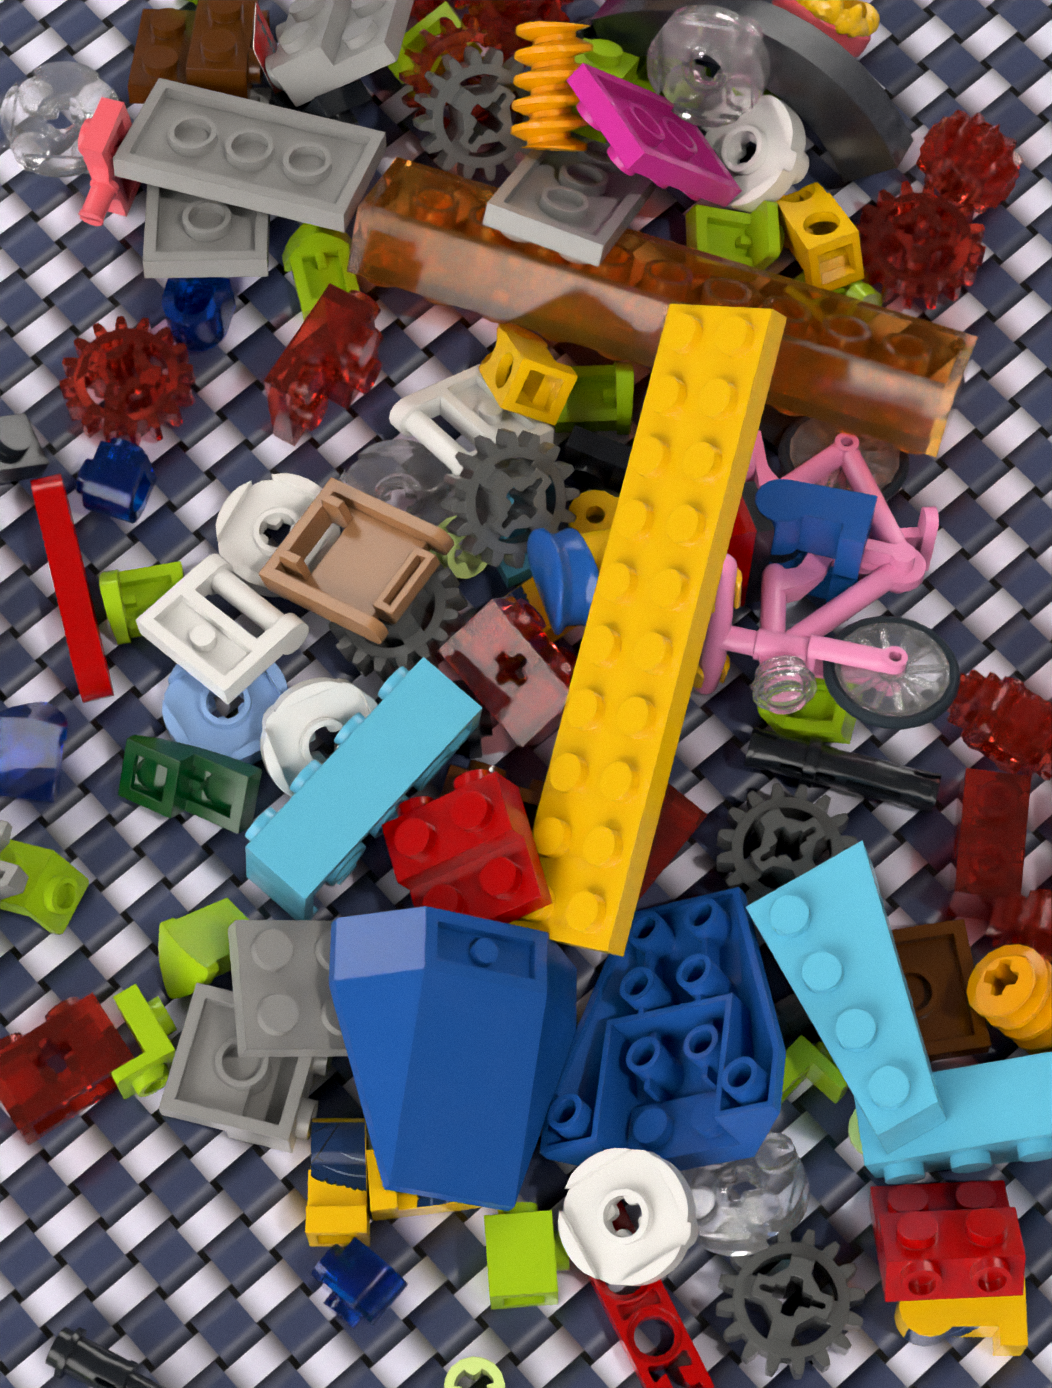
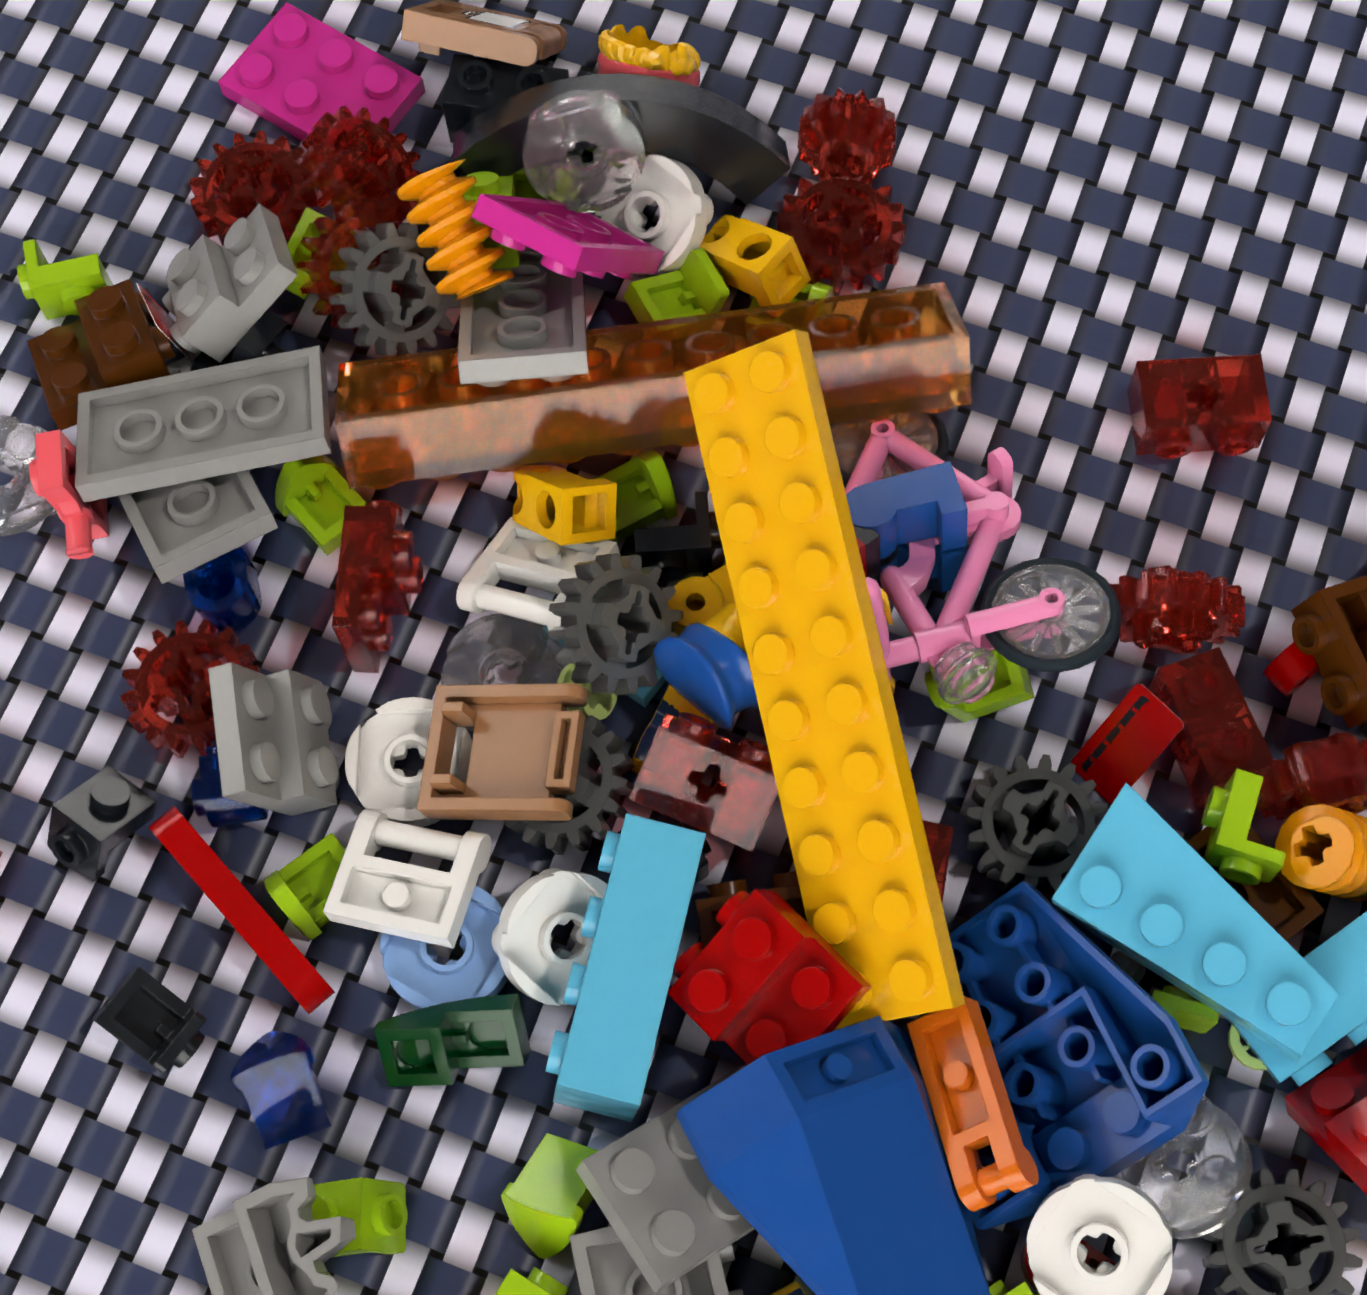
camera: 25 degrees left, 0 degrees up
(170, 456) = (273, 739): none -> light grey plate
(585, 1043) = (971, 1104): none -> orange plate
(842, 769) = (1014, 729): black pin -> none
(907, 821) = (1127, 742): none -> red sticker
(946, 922) = (1230, 817): none -> lime bracket

